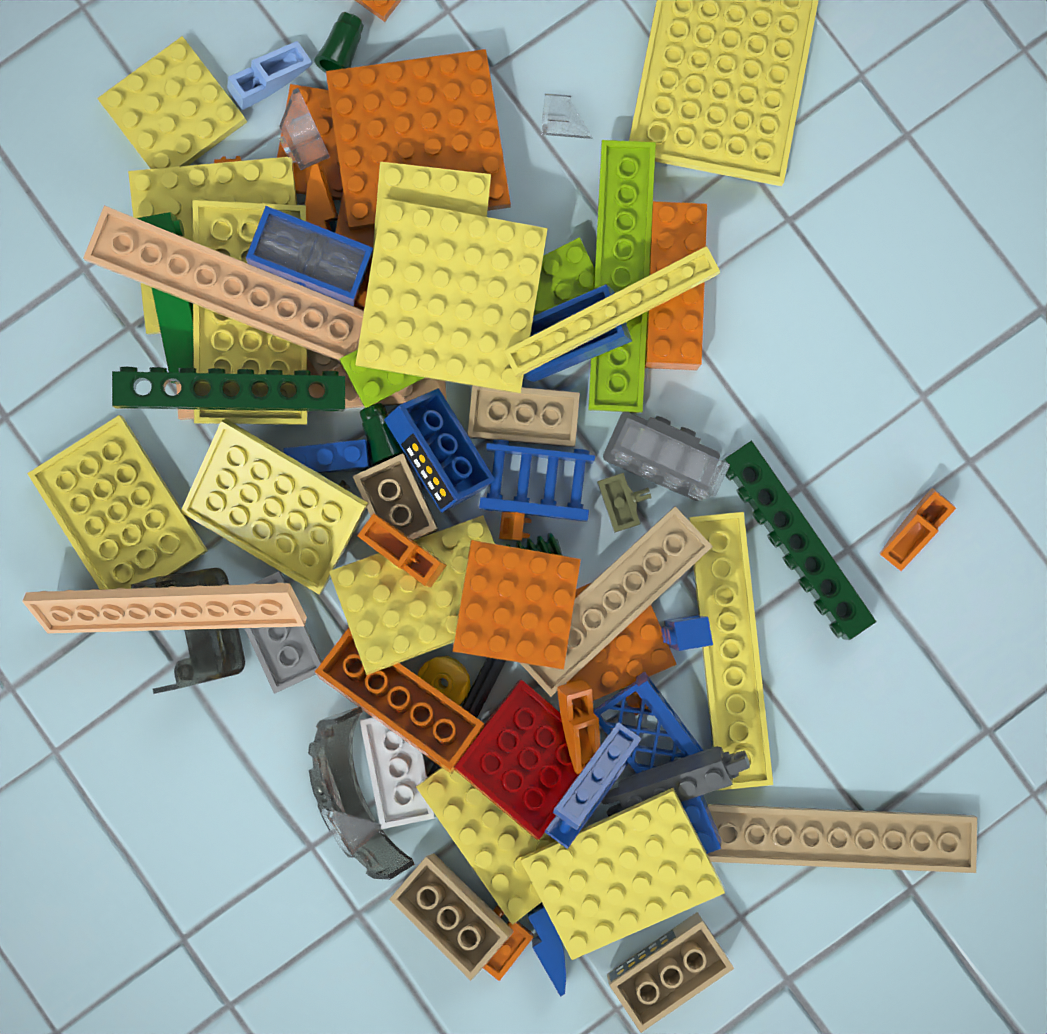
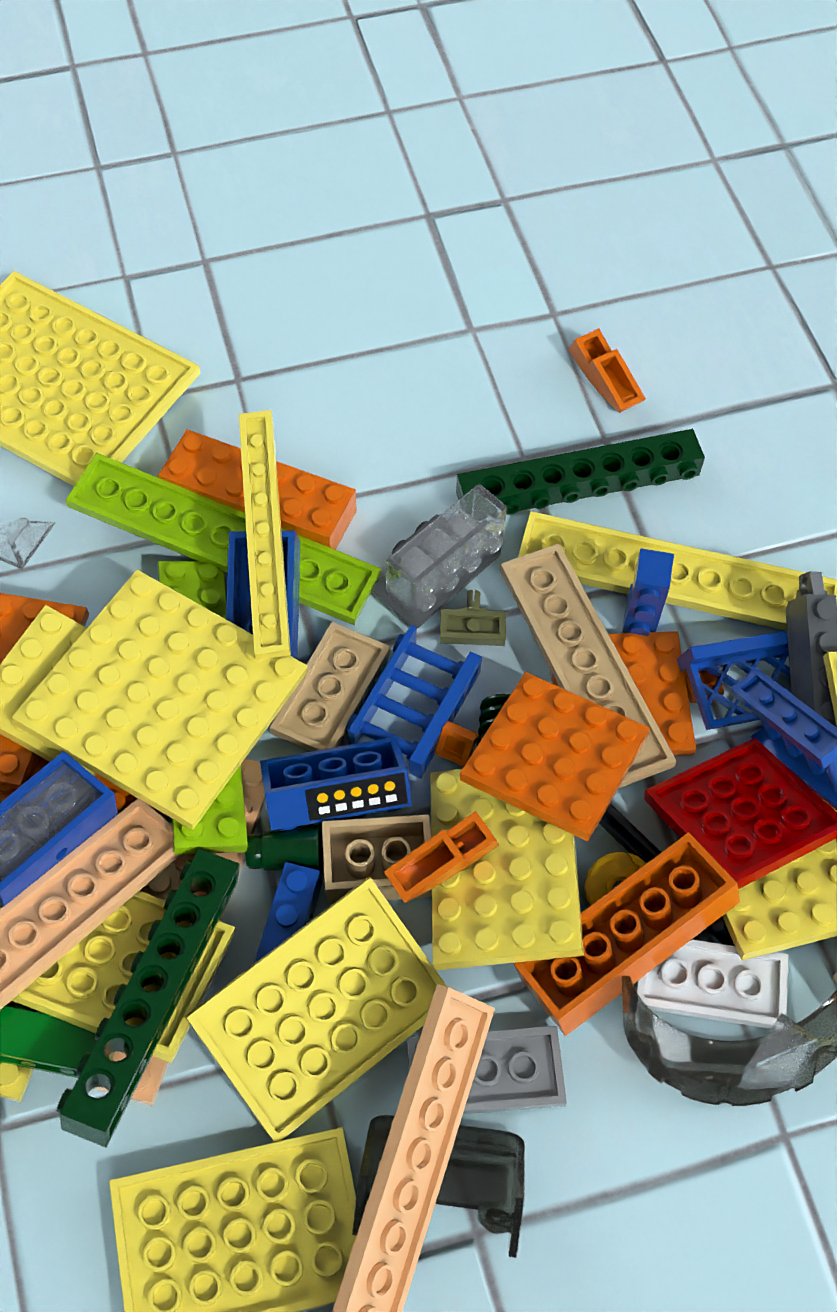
camera: 70 degrees left, 25 degrees down
(579, 722) = (719, 742): orange slope -> none

